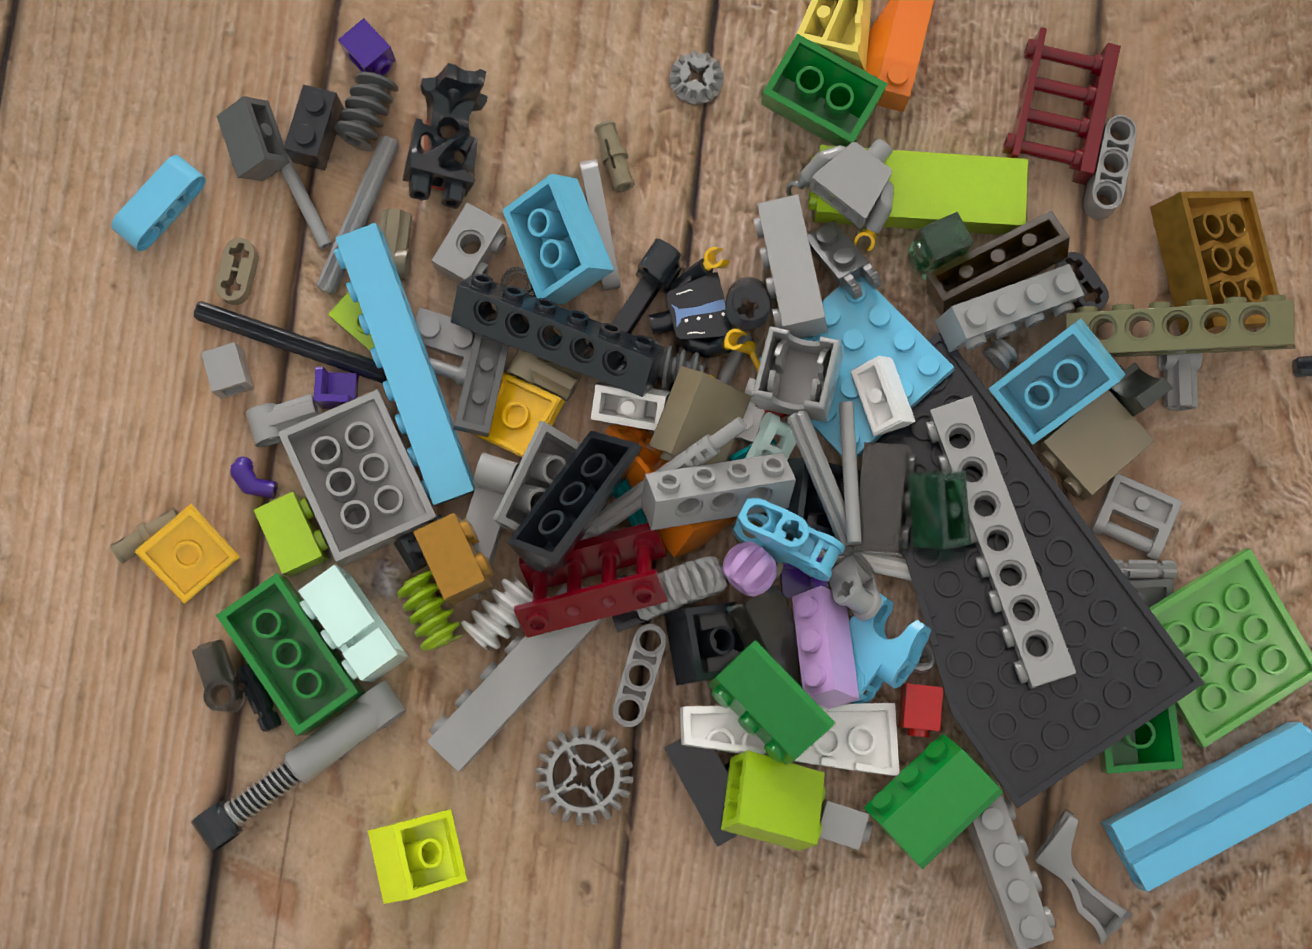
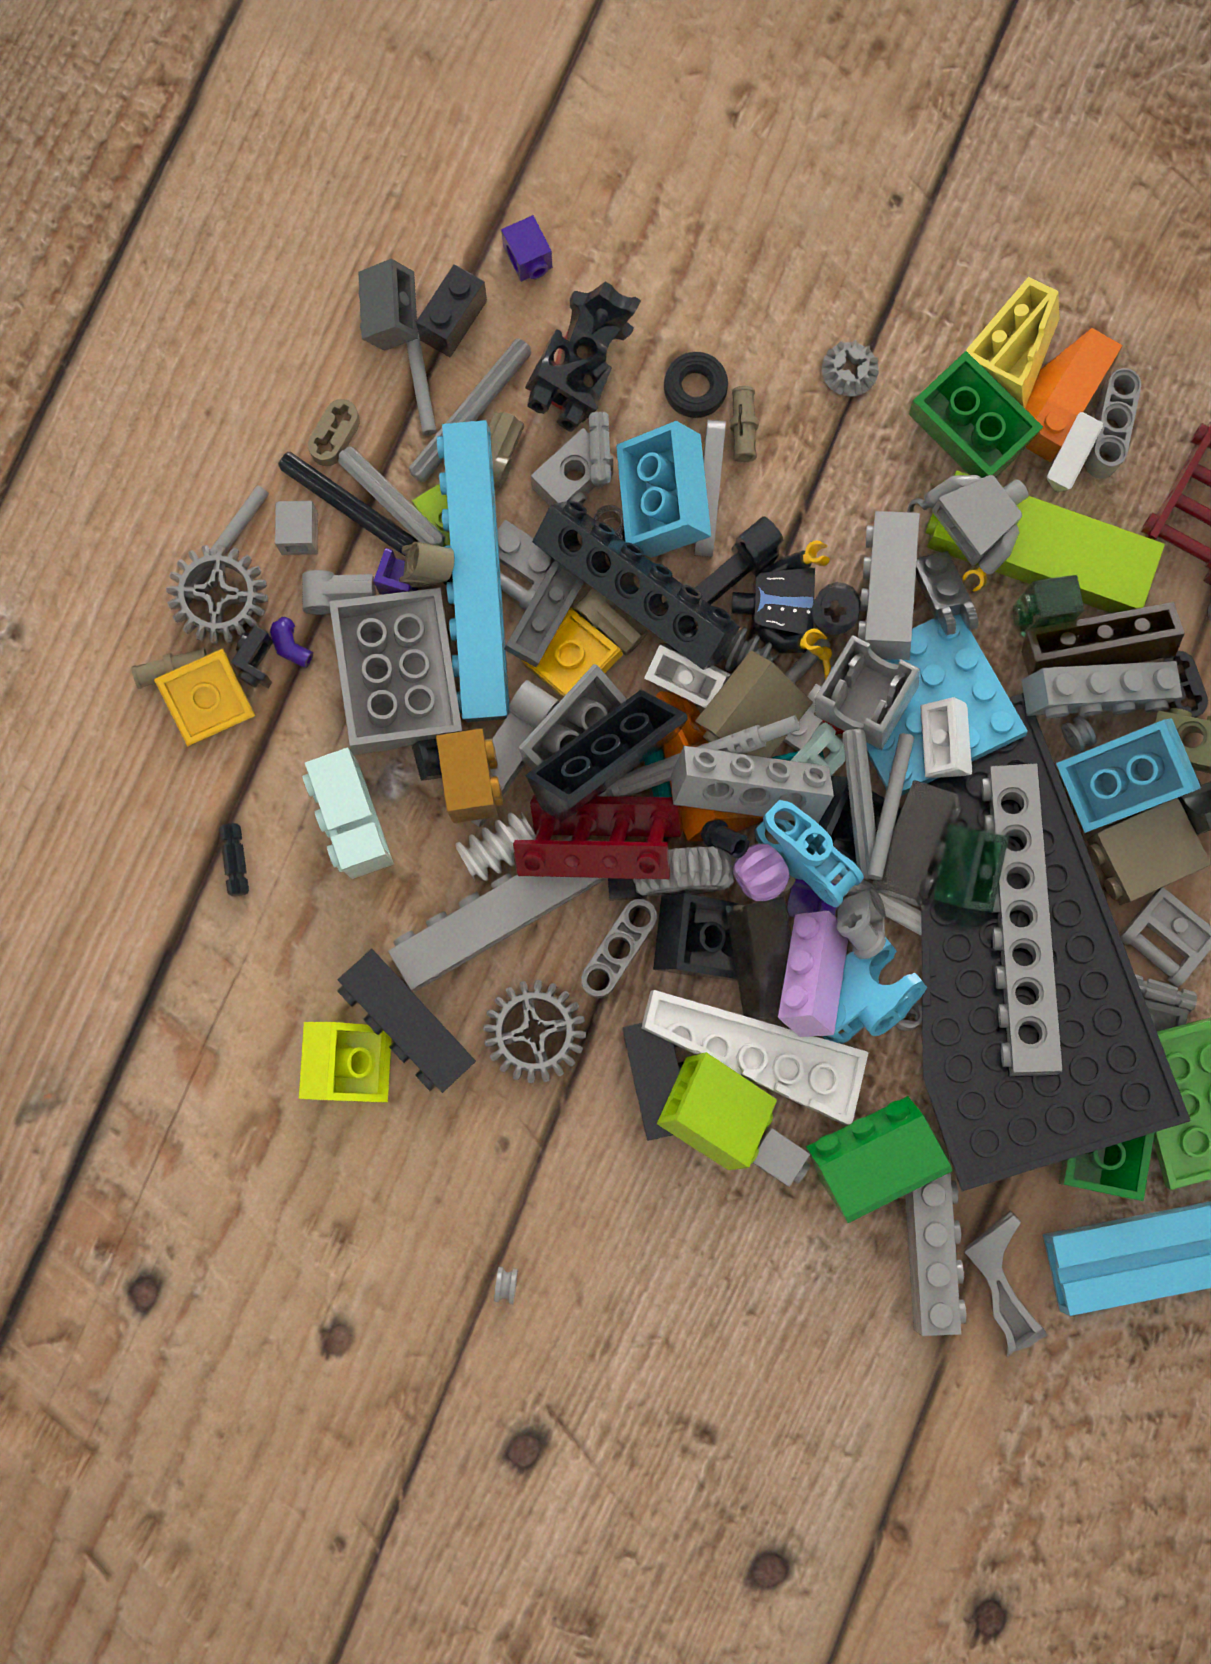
camera: 15 degrees right, 0 degrees up
(158, 203) = (276, 342): medium azure beam -> none
(162, 408) = (234, 529): none -> light grey piece
(176, 470) = (199, 592): none -> light grey gear
(216, 674) = (200, 824): clear smoke piece -> none
(218, 499) = (250, 652): none -> black bracket
(290, 654) = (278, 825): green brick -> none
(292, 534) = (313, 707): lime brick -> none
(308, 318) = (390, 497): none -> light grey axle
(308, 759) = (341, 907): piece -> none
(358, 372) = (426, 565): none -> dark tan piece
(363, 108) = (505, 306): dark grey piece -> none
(428, 612) = (426, 824): lime piece -> none
(462, 802) = (406, 1020): none -> black brick
(487, 217) = (599, 448): none -> light grey axle
(564, 112) = (695, 363): none -> black tyre
(700, 546) = (718, 835): none -> black pin
(770, 704) = (742, 1011): green slope -> none
(920, 709) = (892, 1065): red brick -> none
(922, 98) = (1074, 452): none -> white slope
(954, 47) = (1121, 410): none -> light grey beam

